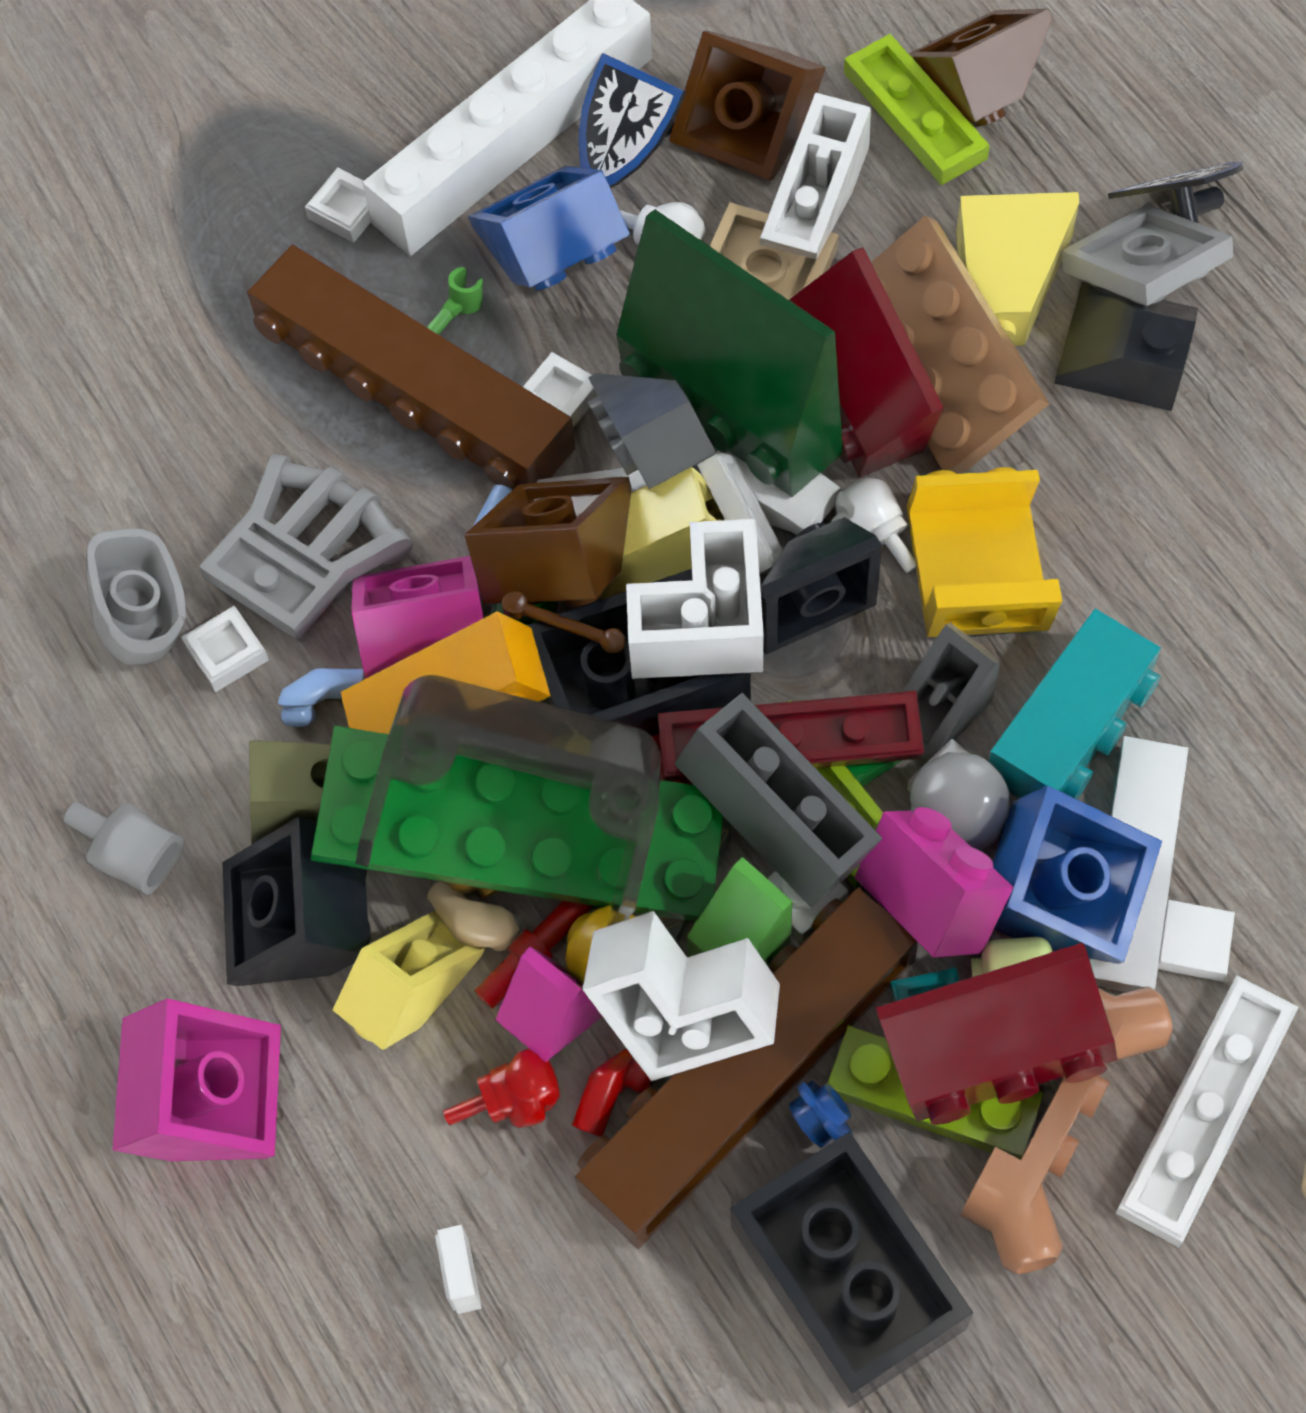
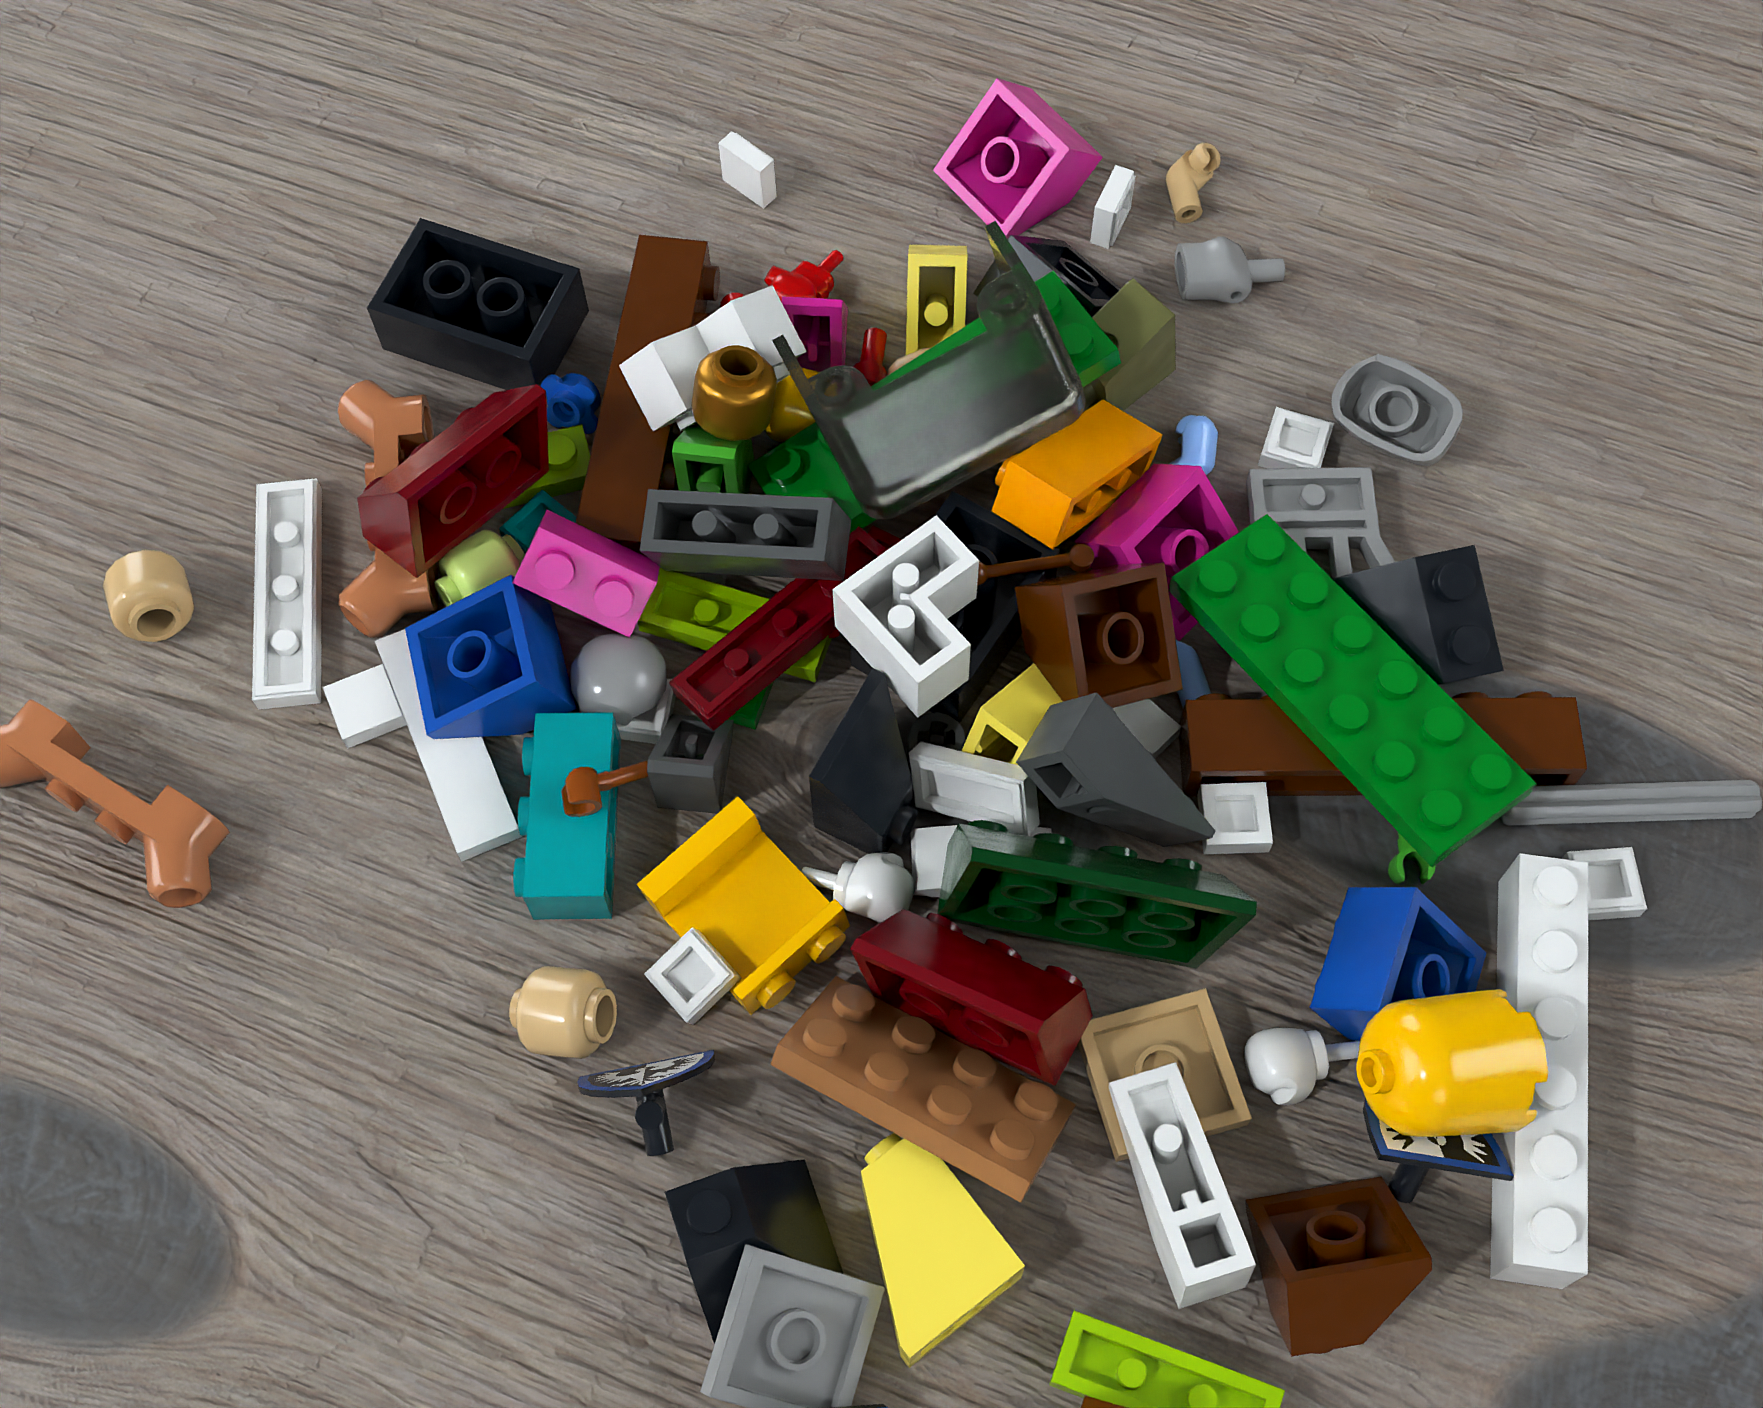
camera: 140 degrees right, 0 degrees up
(59, 965) = (1188, 177): none -> tan arm
(159, 967) = (1112, 207): none -> white tile
(258, 226) = (1637, 802): none -> light grey axle
(298, 416) = (1432, 611): none -> black slope
(401, 400) = (1351, 689): none -> green plate
(587, 110) = (1452, 1065): none -> yellow cylinder
(700, 903) = (734, 393): none -> pearl gold head
(1054, 541) = (692, 976): none -> white tile
(1060, 690) = (583, 787): none -> dark orange hand
(1145, 467) = (647, 1085): none -> shield
(1176, 565) = (563, 1012): none -> tan head

